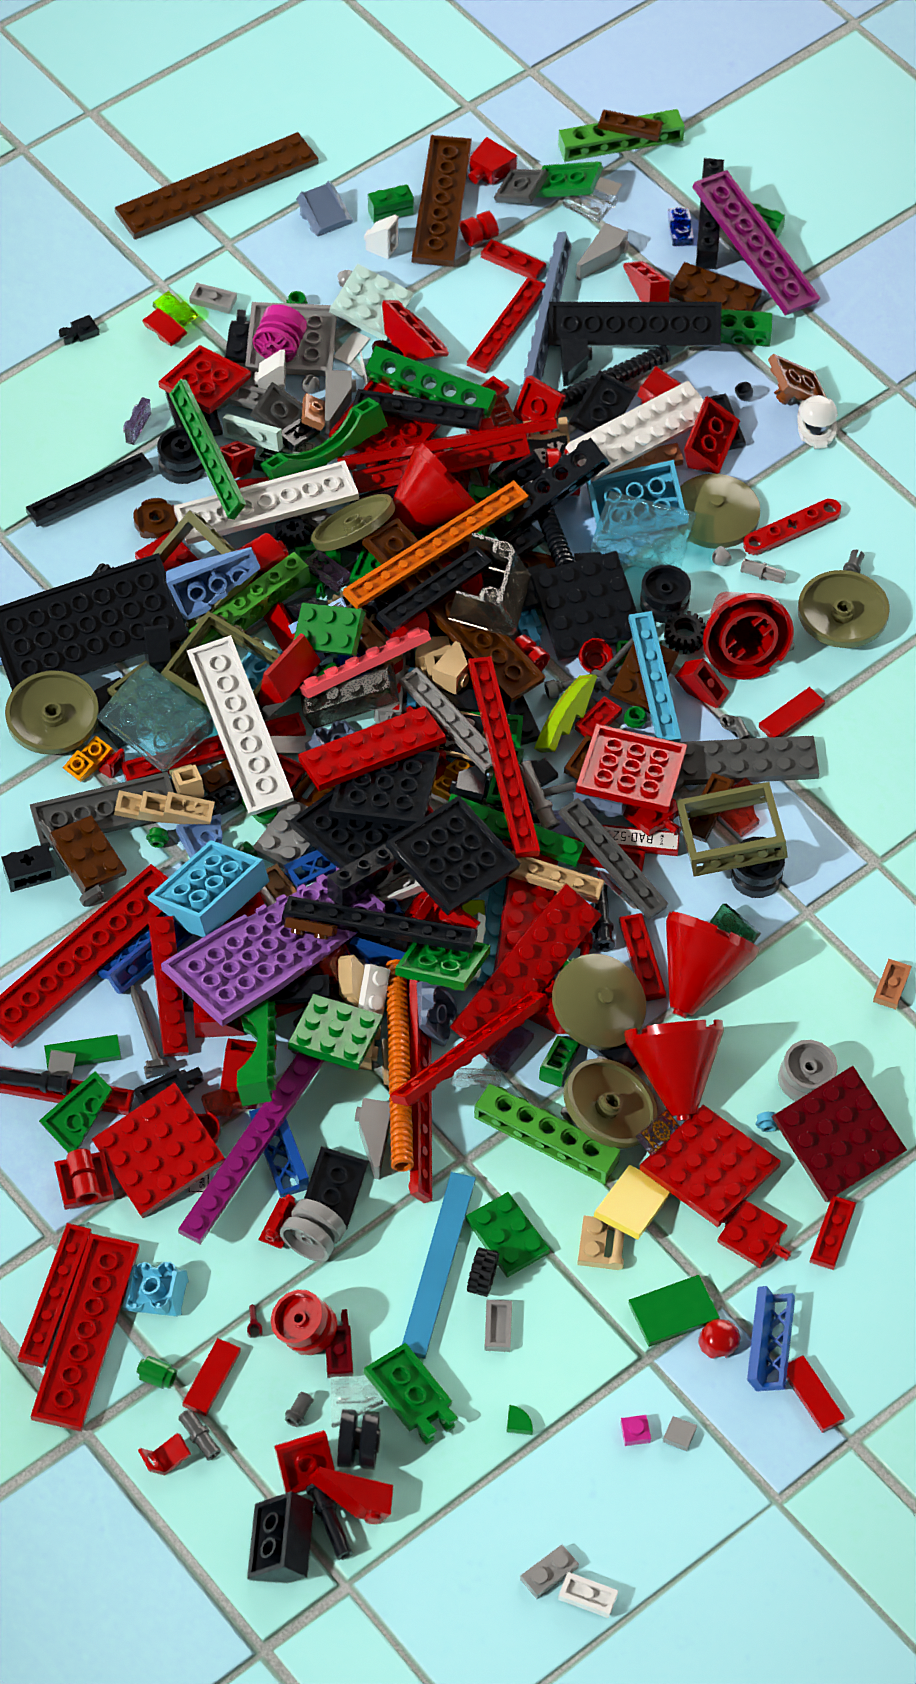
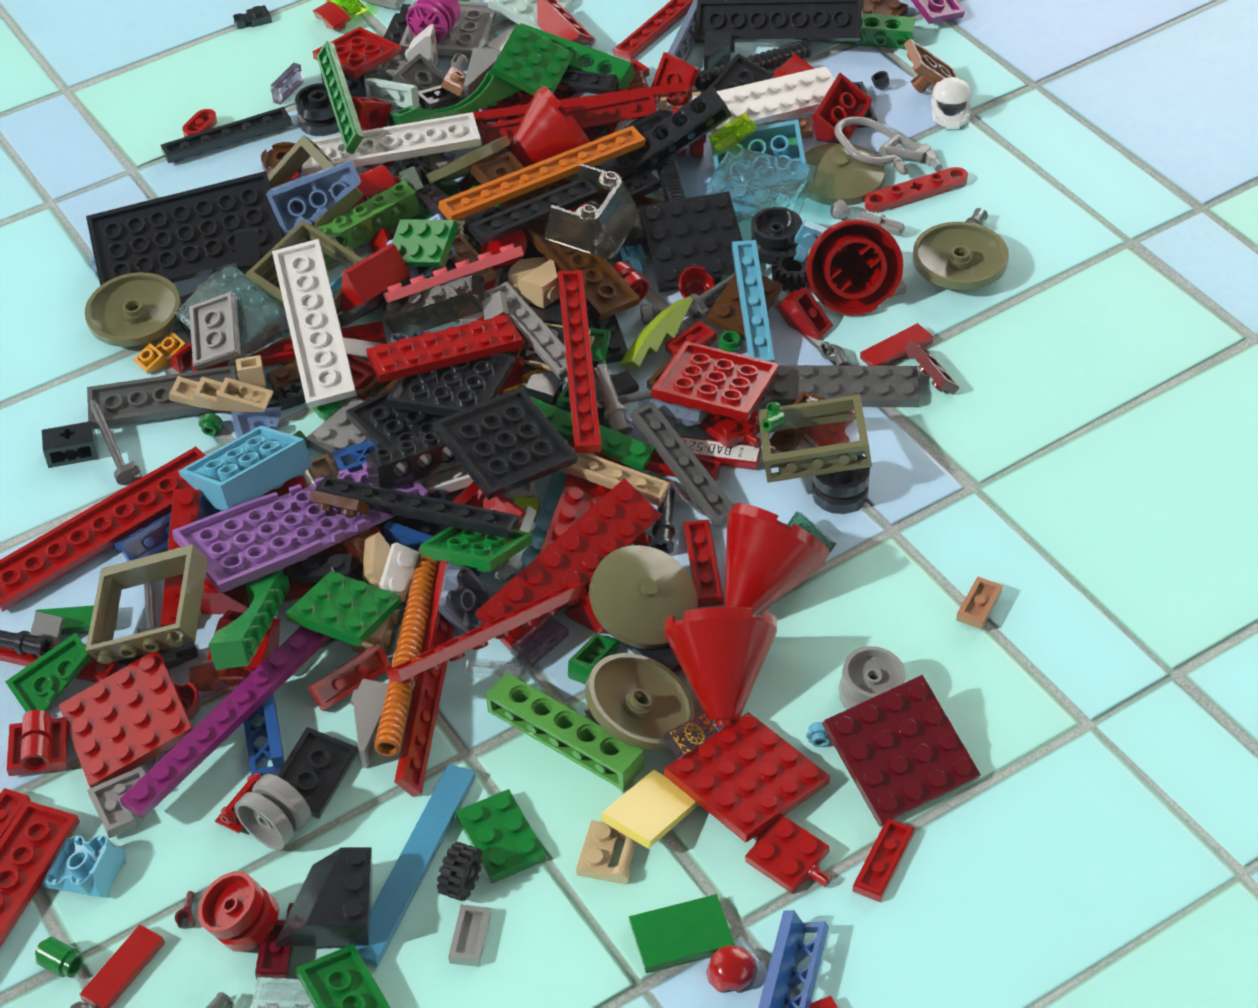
camera: 10 degrees right, 10 degrees down
(55, 479) = (200, 121): none -> red plate
(87, 853) = (132, 432): reddish brown plate -> none
(144, 738) = (214, 331): none -> light grey tile
(149, 1006) = (115, 578): none -> olive window
(164, 1226) = (107, 802): none -> light grey plate
(298, 546) = (411, 178): none -> sand green plate
(348, 1094) = (348, 676): none -> red plate
(381, 1307) = (333, 902): none -> black wedge
(397, 399) = (531, 61): none -> green plate
(411, 697) = (495, 305): none -> light grey tile
(610, 479) = (732, 133): none -> clear neon green hinge
(694, 810) = (775, 417): none -> green arm
(700, 602) = (805, 238): none -> medium azure plate
(795, 480) = (917, 152): none -> light grey piece
(826, 736) = (931, 367): none -> dark red hinge

